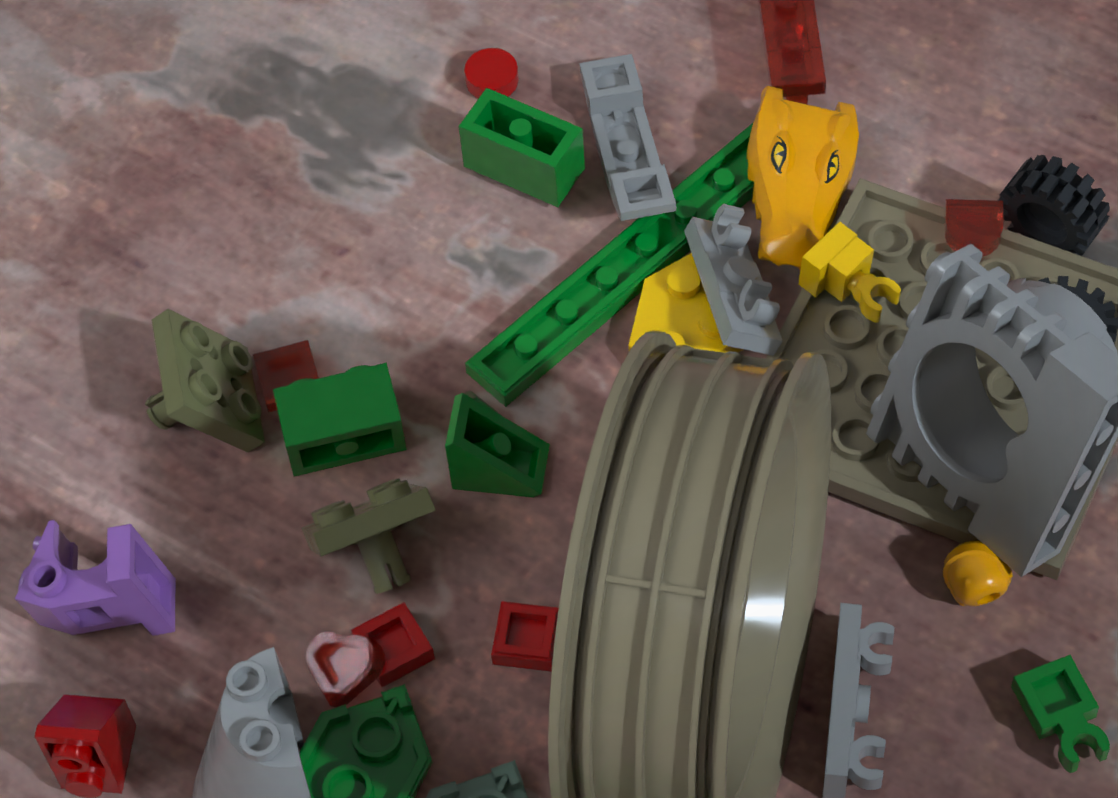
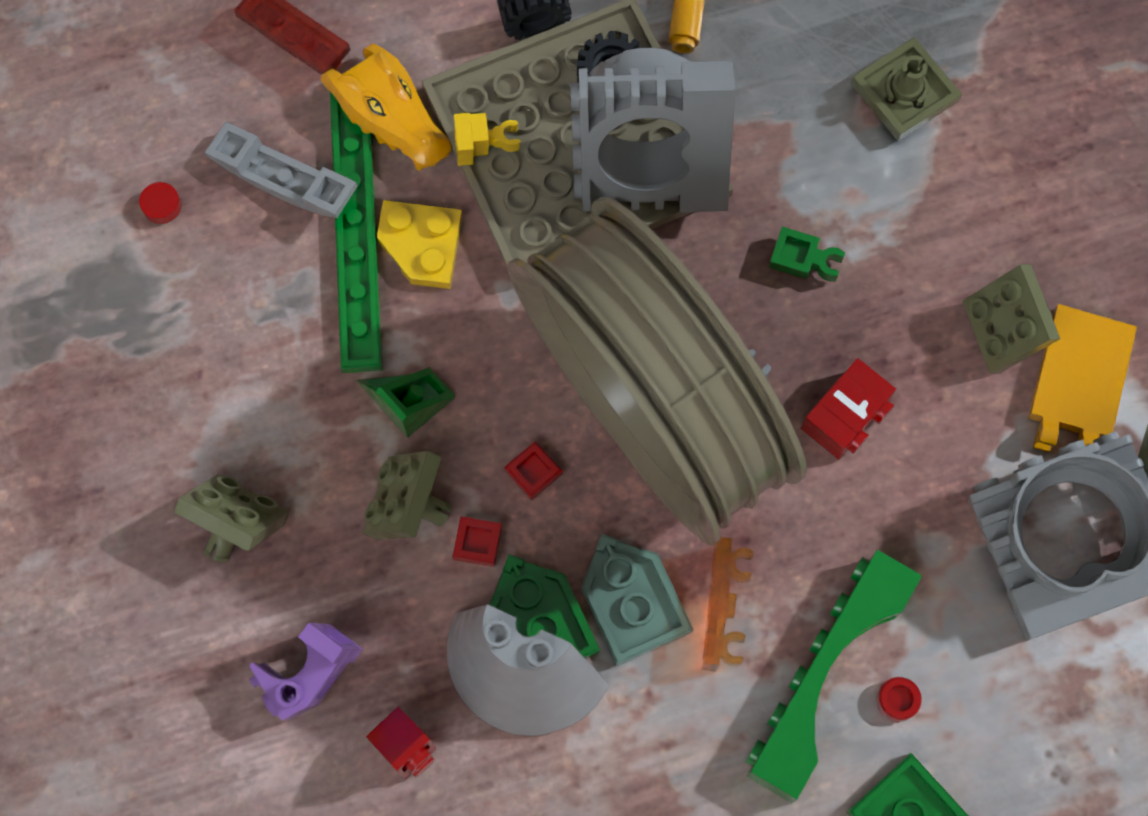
camera: 55 degrees left, 15 degrees up
(282, 367) = (257, 466): clear red tile -> none
(339, 419) = (316, 460): green brick -> none
(344, 665) = (470, 576): clear red tile -> none
(522, 147) = (235, 227): green brick -> none
(734, 282) = (428, 195): light grey plate -> none
(973, 223) = (507, 54): clear red tile -> none
(975, 574) = (699, 229): light orange piece -> none

